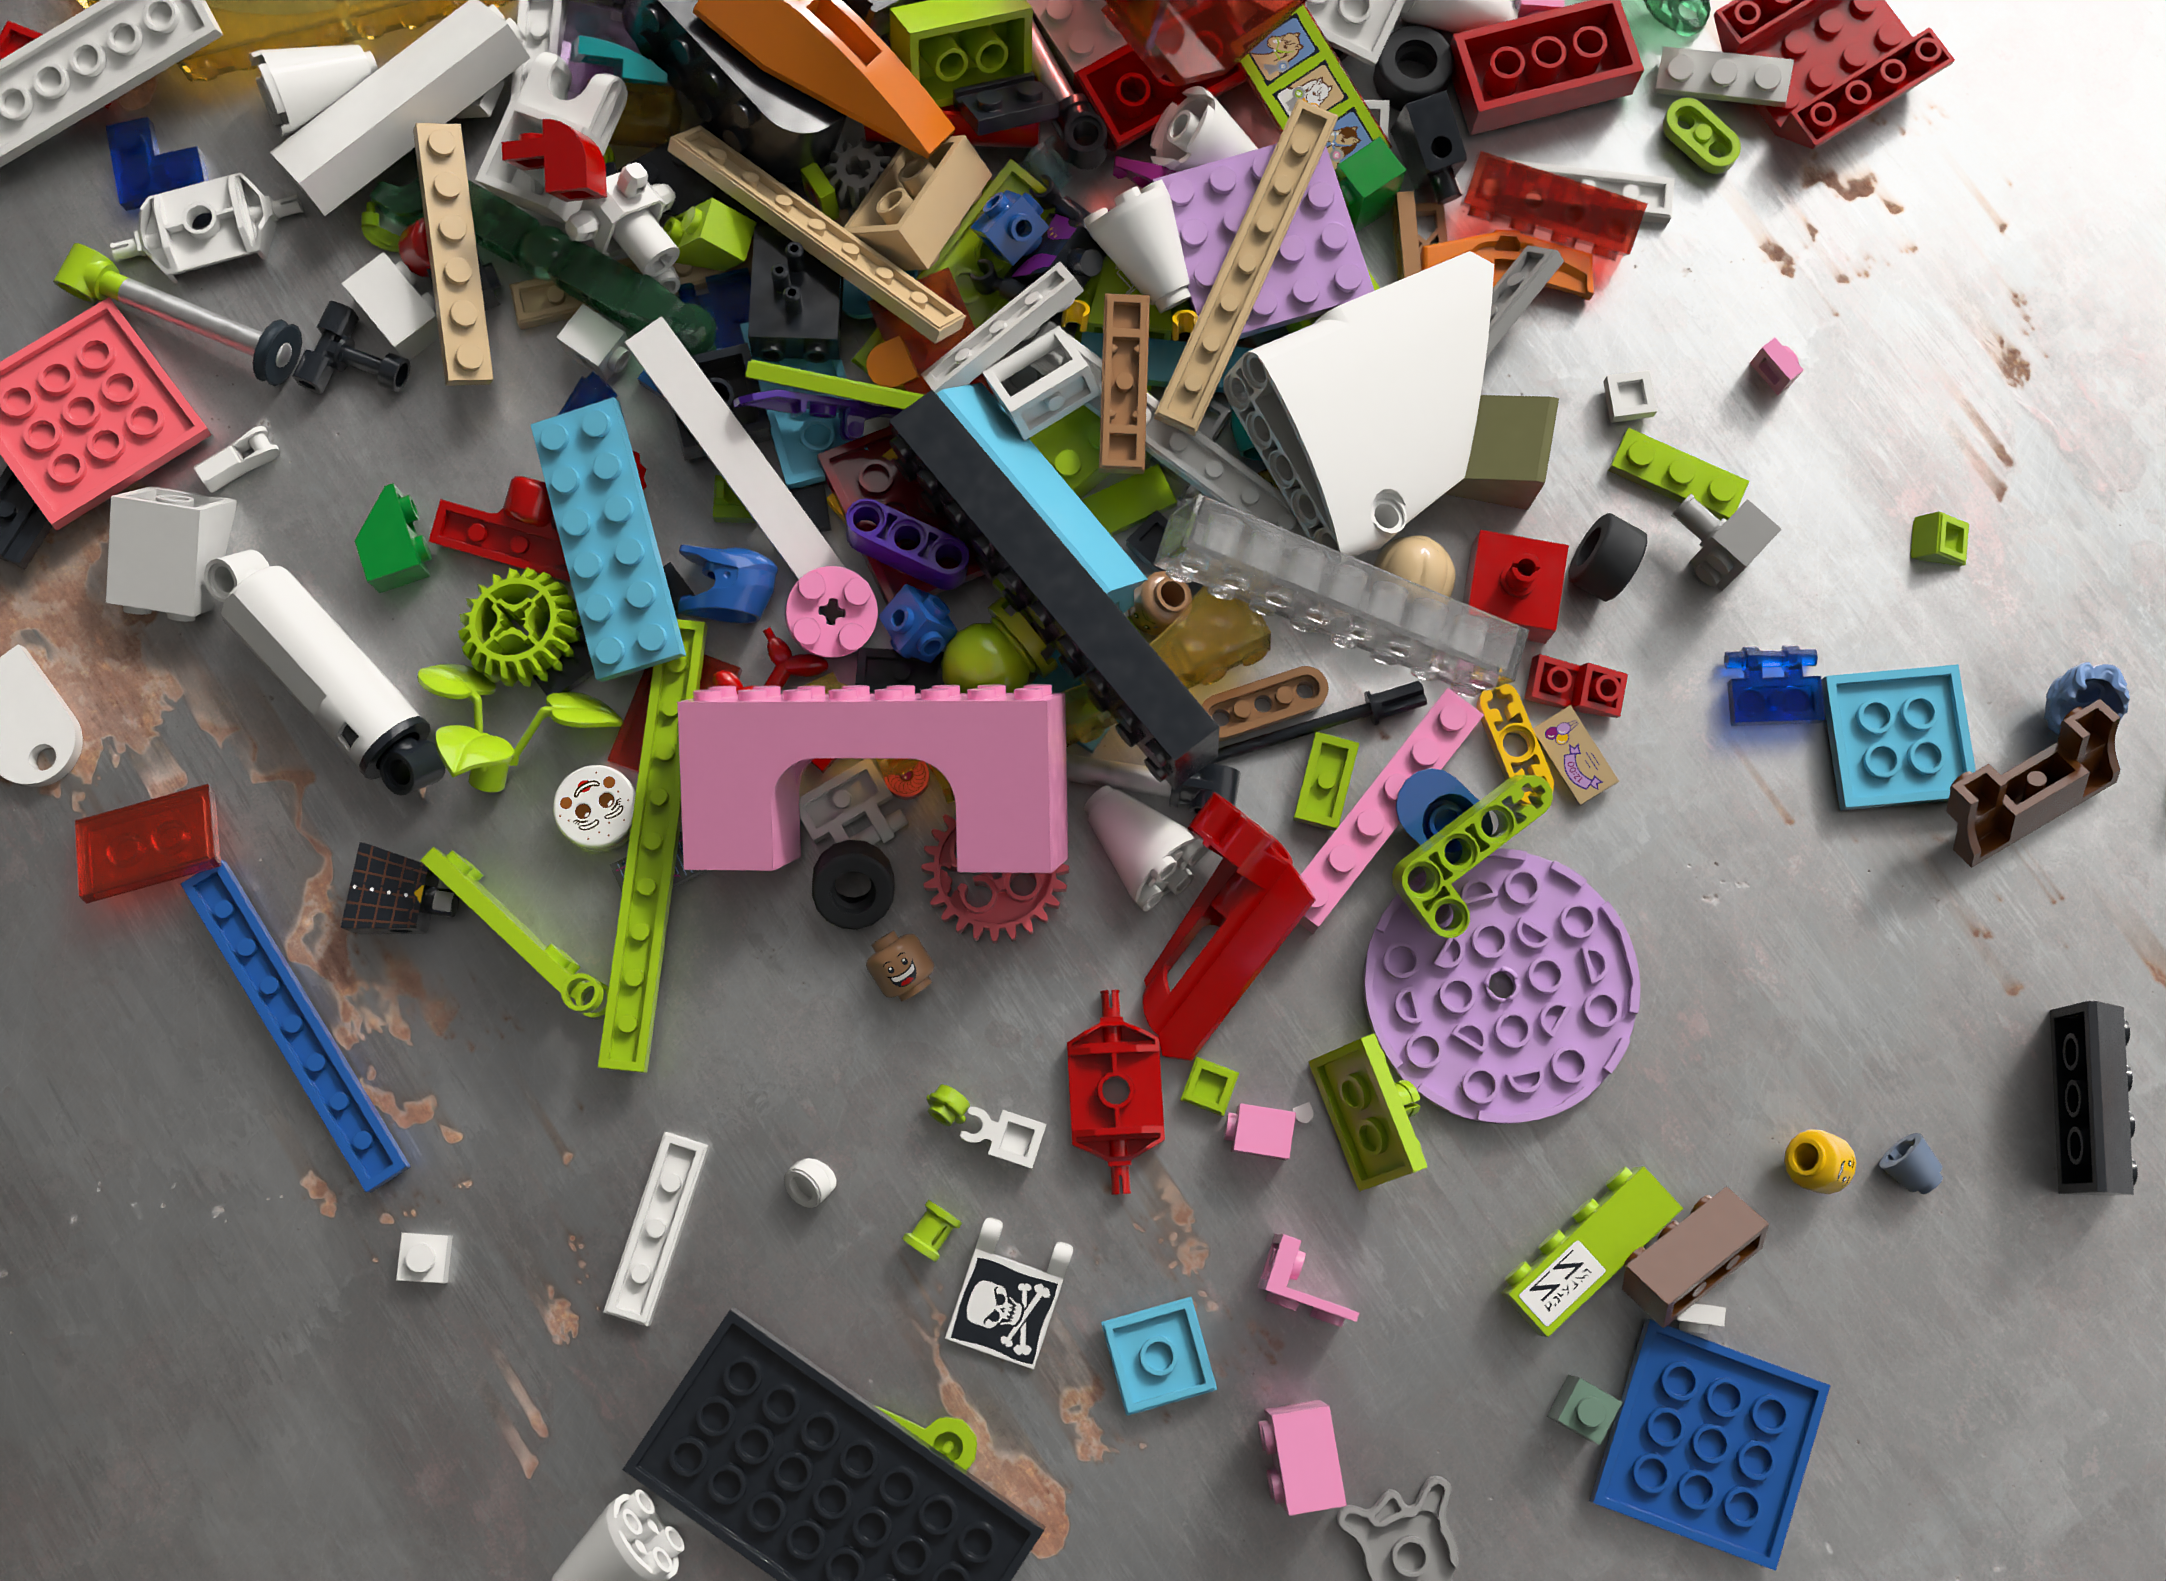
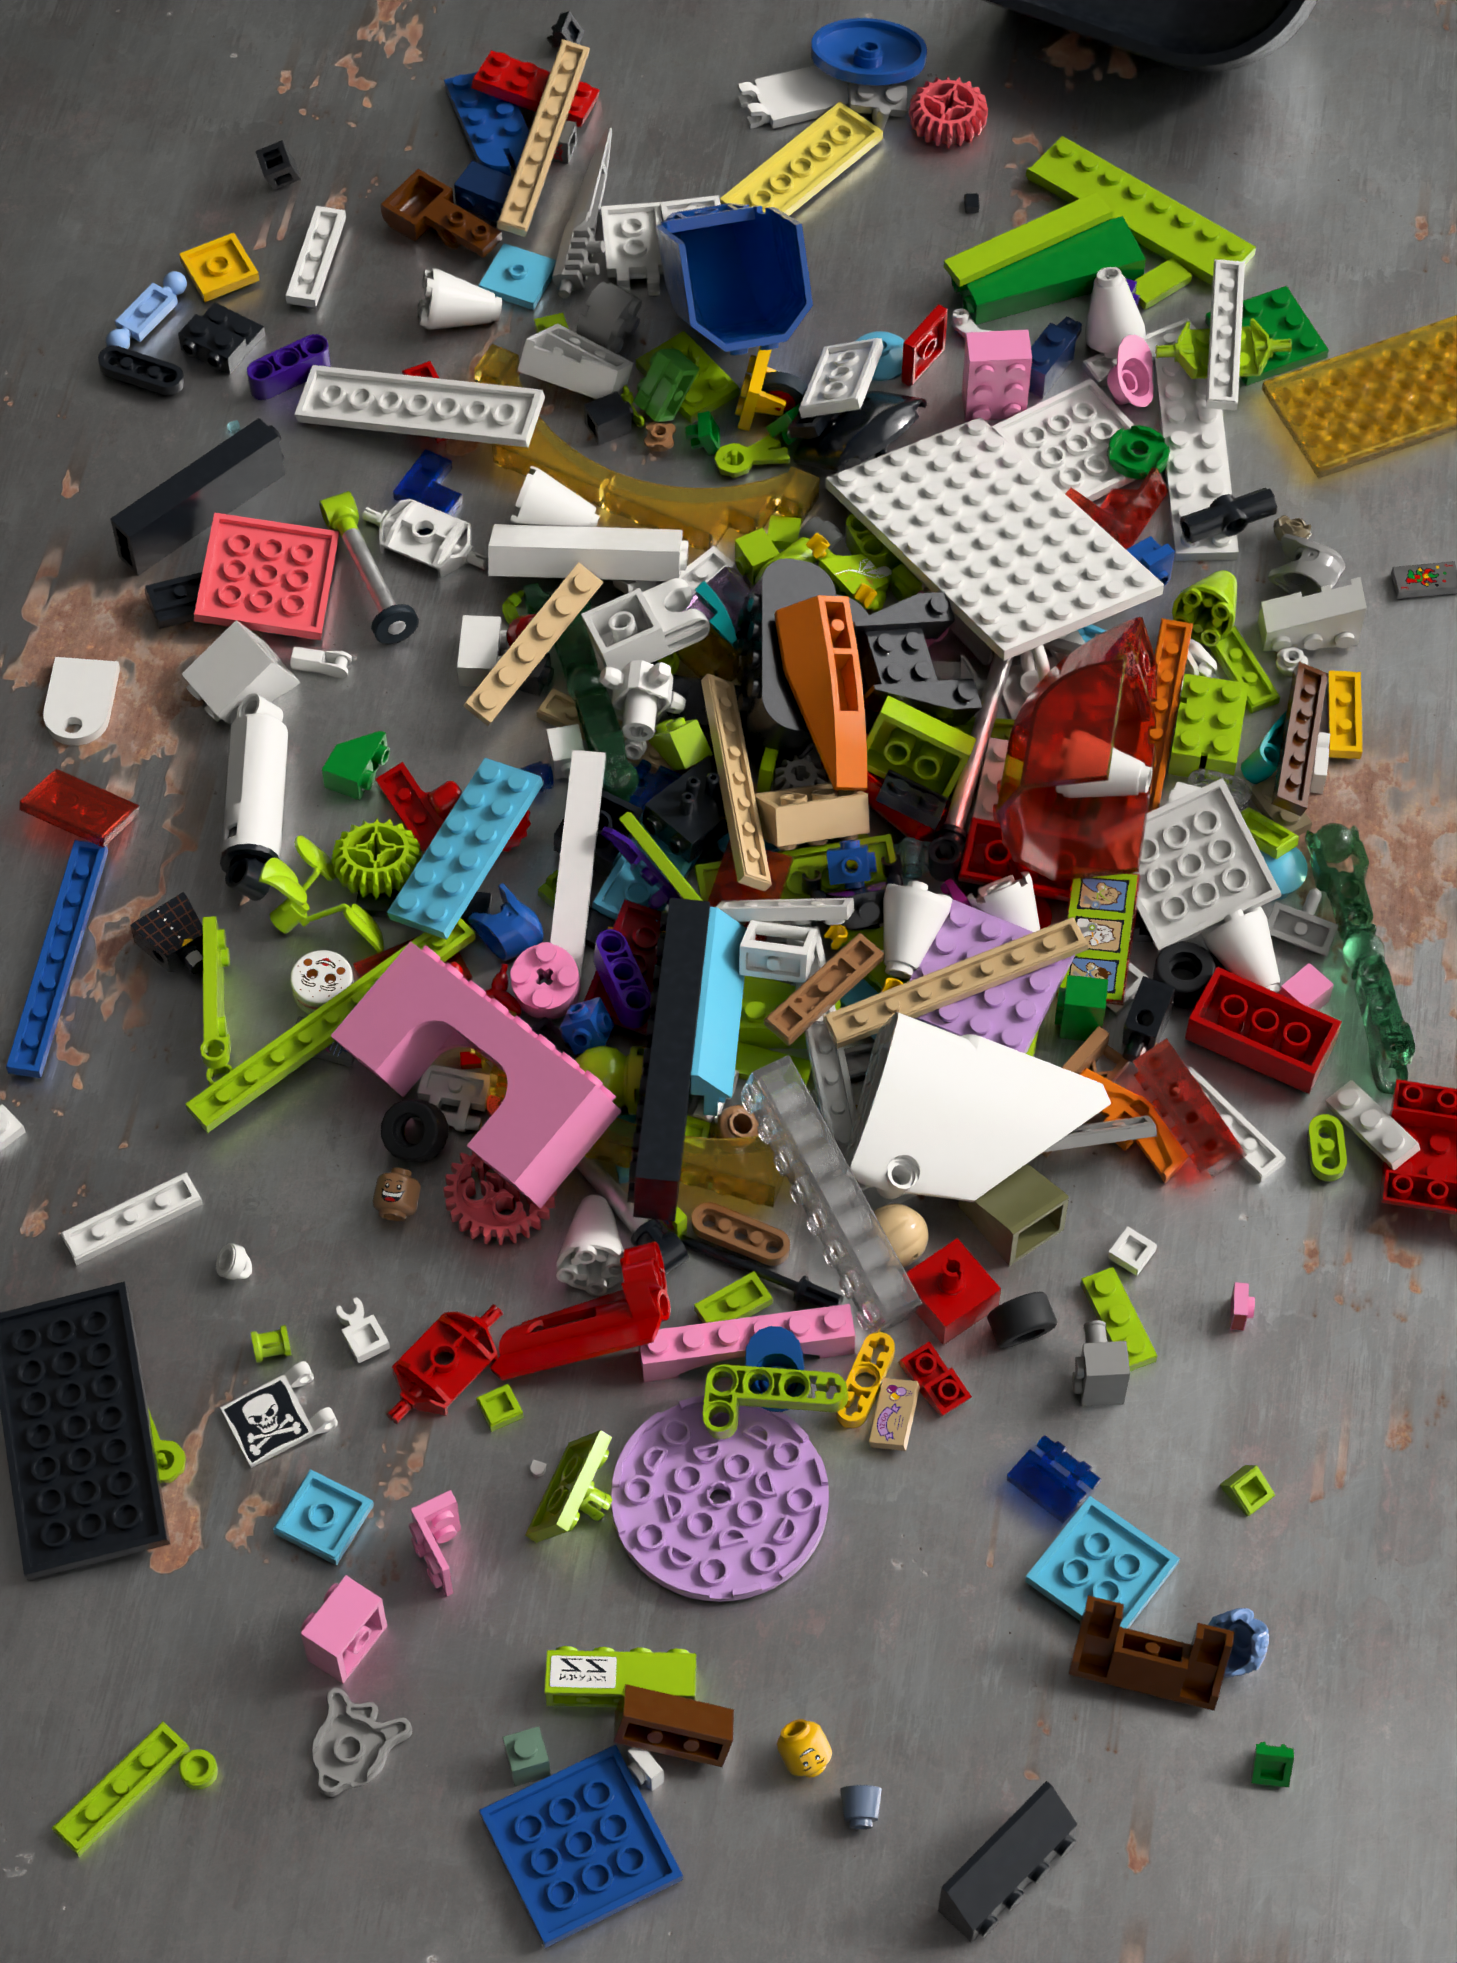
camera: 45 degrees right, 20 degrees down
(338, 351) = (428, 651): black bar -> none
(569, 159) = (632, 636): red brick -> none
(891, 364) = (710, 881): orange tile -> none
(947, 1105) = (346, 1288): lime plate -> none
(1260, 1131) = (502, 1451): bright pink brick -> none

